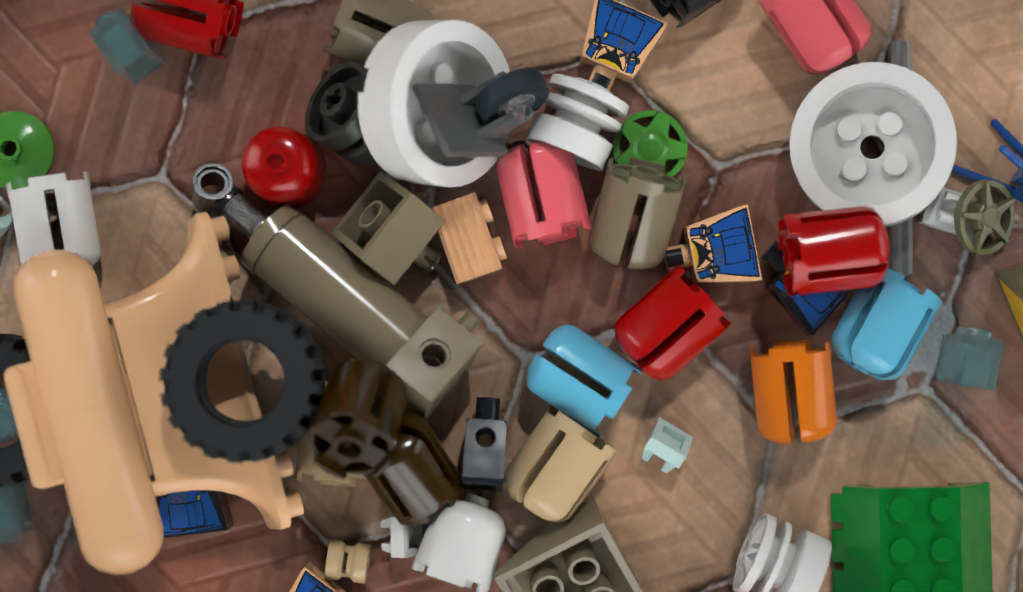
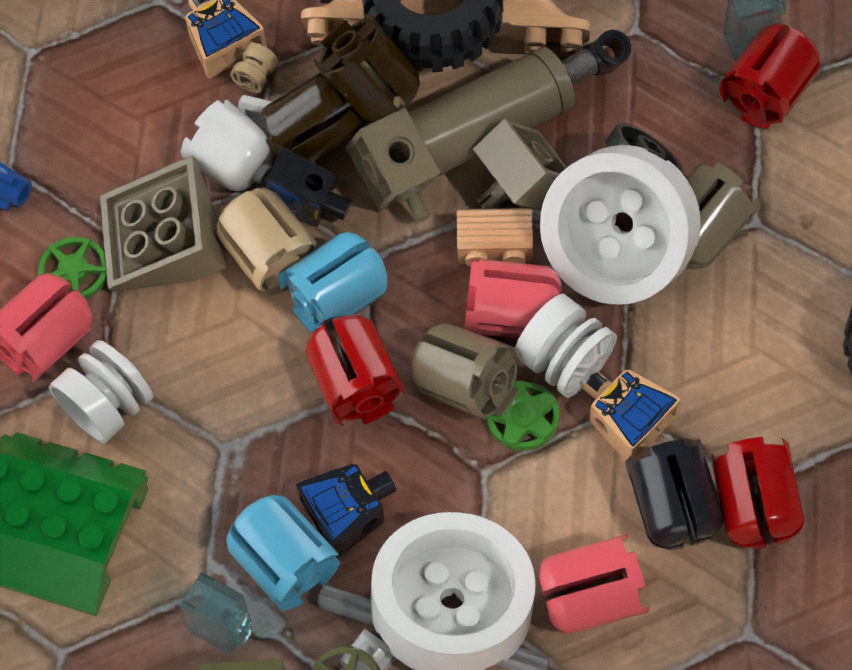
camera: 110 degrees right, 25 degrees down
(283, 166) = (603, 100): red cylinder -> none
(474, 118) = (598, 244): dark grey plate -> none
(668, 444) = (249, 342): light aqua tile -> none
(718, 249) = (405, 439): torso -> none
(813, 391) = (252, 453): orange cylinder -> none
(833, 250) = (366, 504): red cylinder -> none

